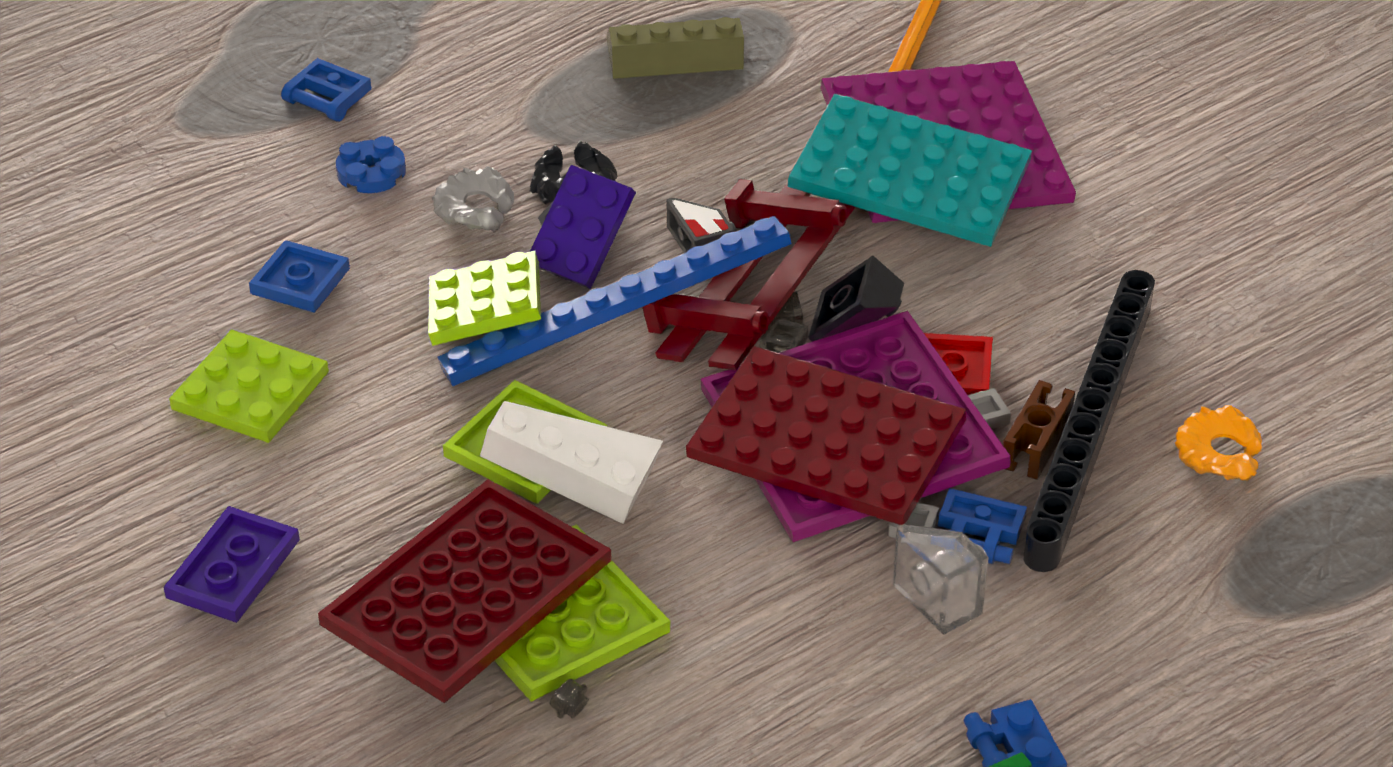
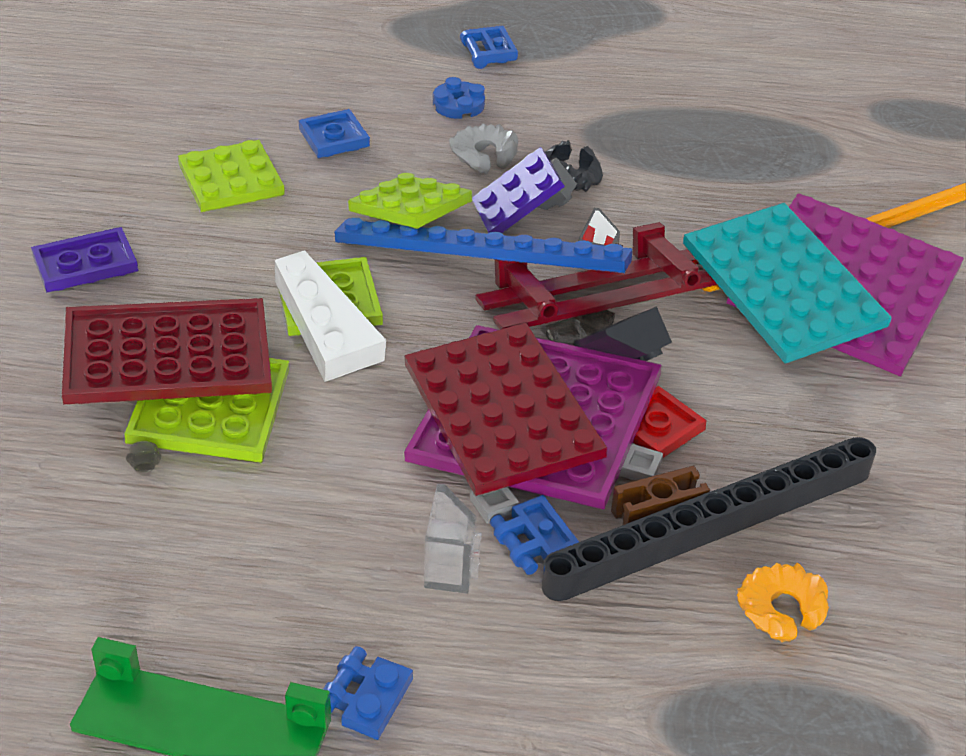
camera: 40 degrees right, 0 degrees up
(676, 47) = (733, 129): olive slope -> none

